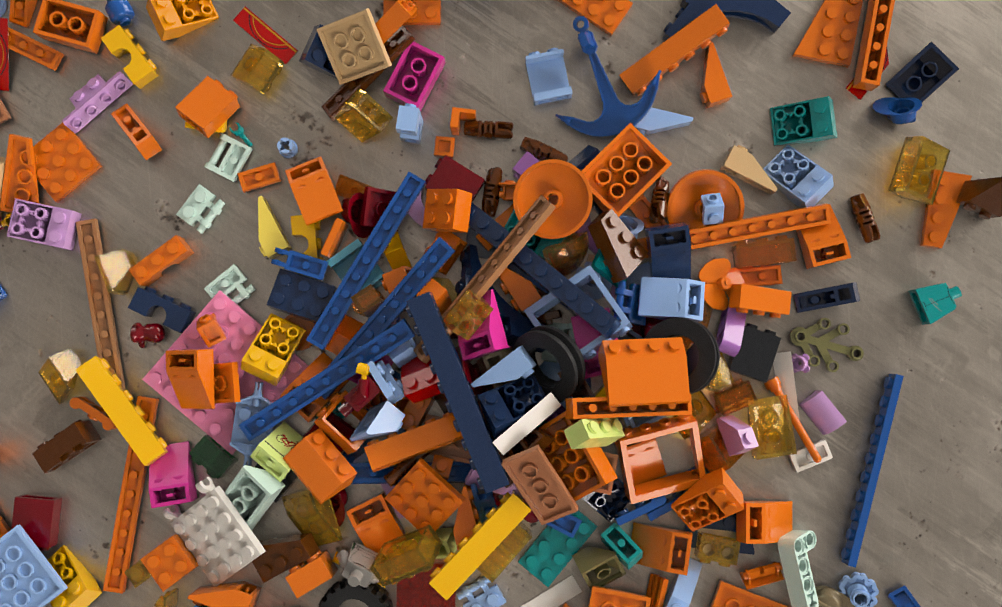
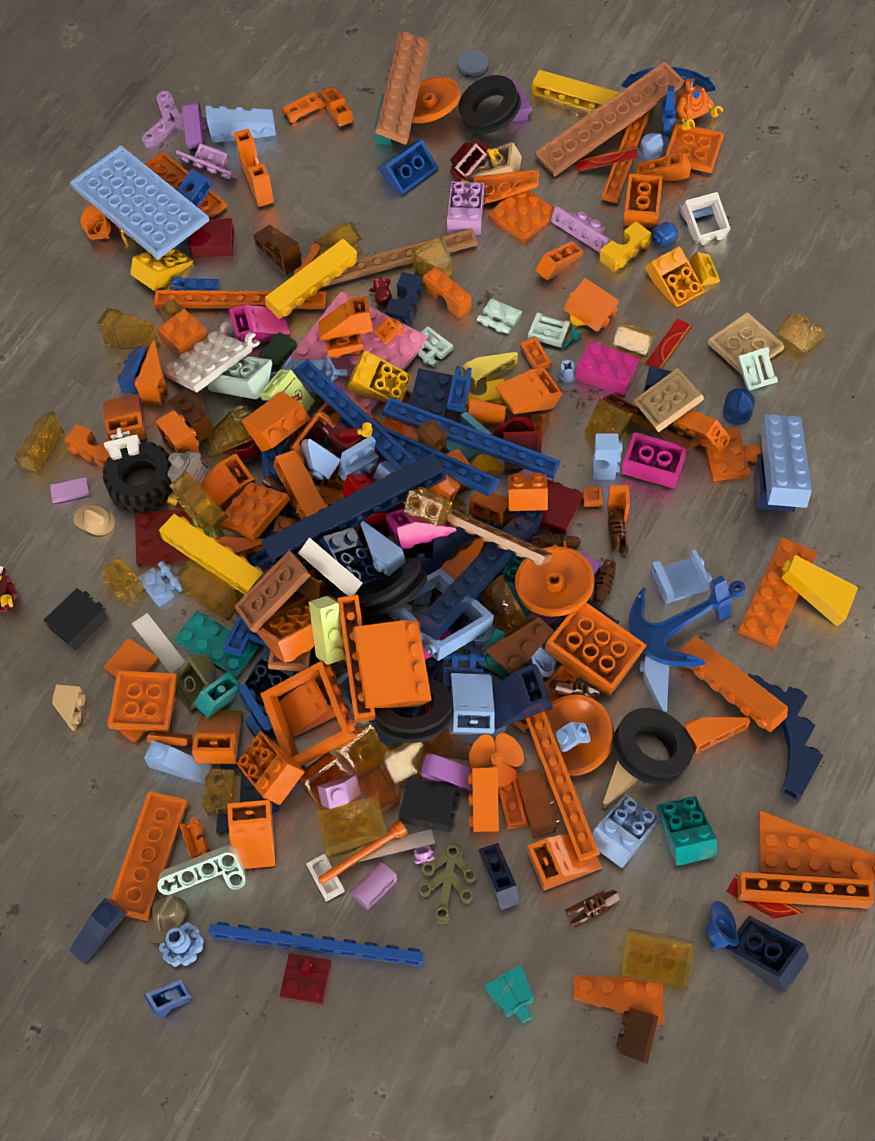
camera: 85 degrees right, 25 degrees down
(101, 543) = (195, 284): none -> blue hinge
(291, 104) = (607, 368): none -> dark pink brick
(728, 113) = (638, 763): none -> black tyre
(898, 481) = (305, 979): none -> dark red hinge

